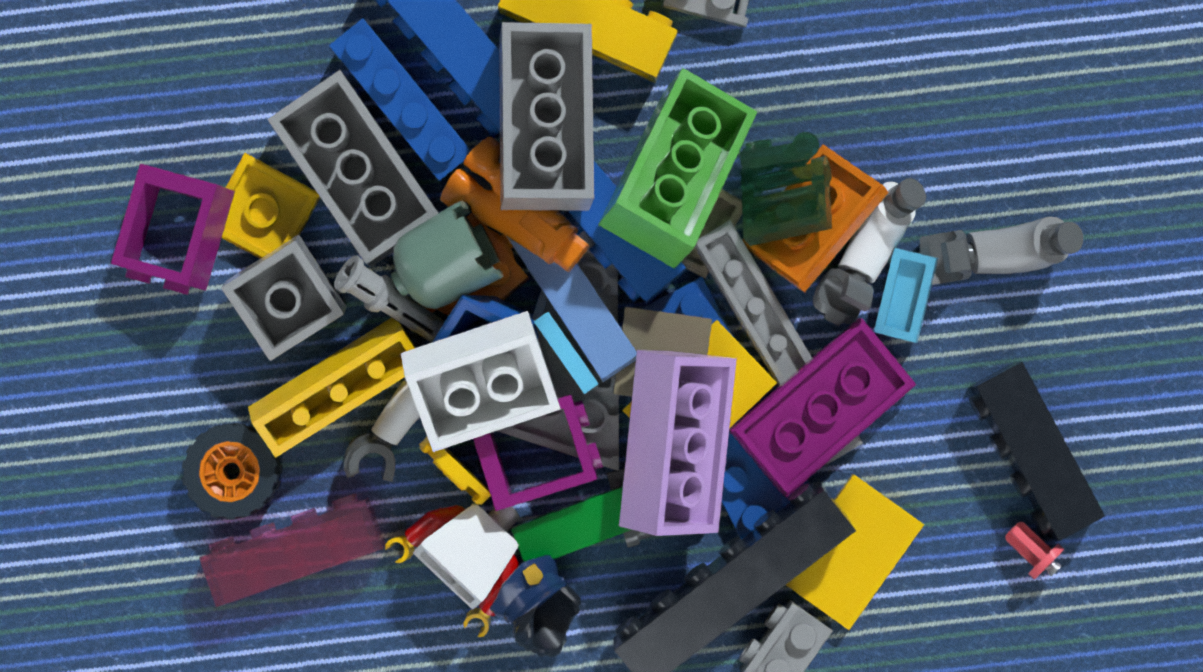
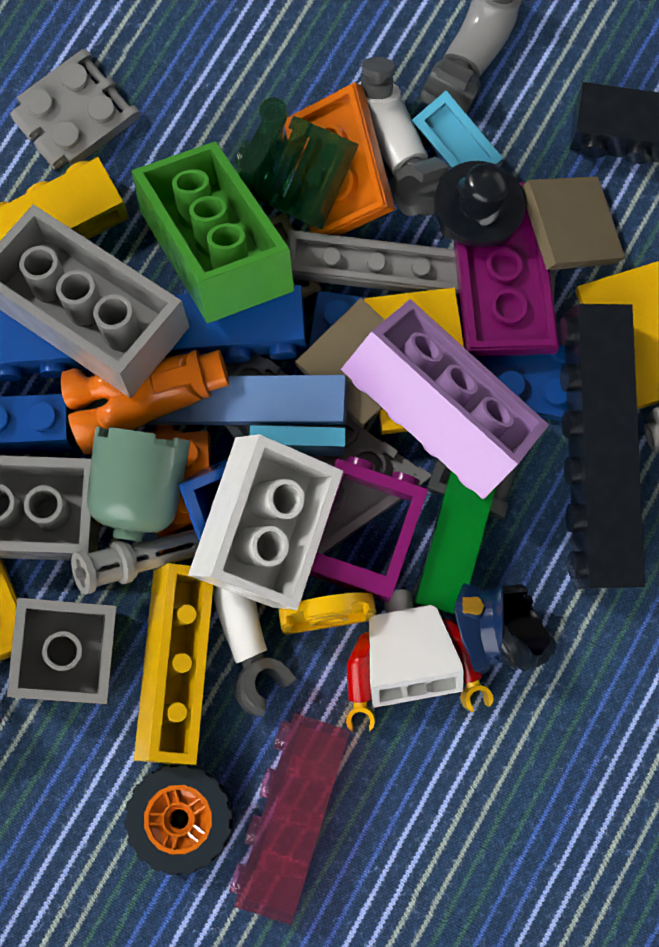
camera: 55 degrees left, 10 degrees down
(856, 354) = (479, 204): none -> black plate
(901, 434) = (572, 222): none -> dark tan tile

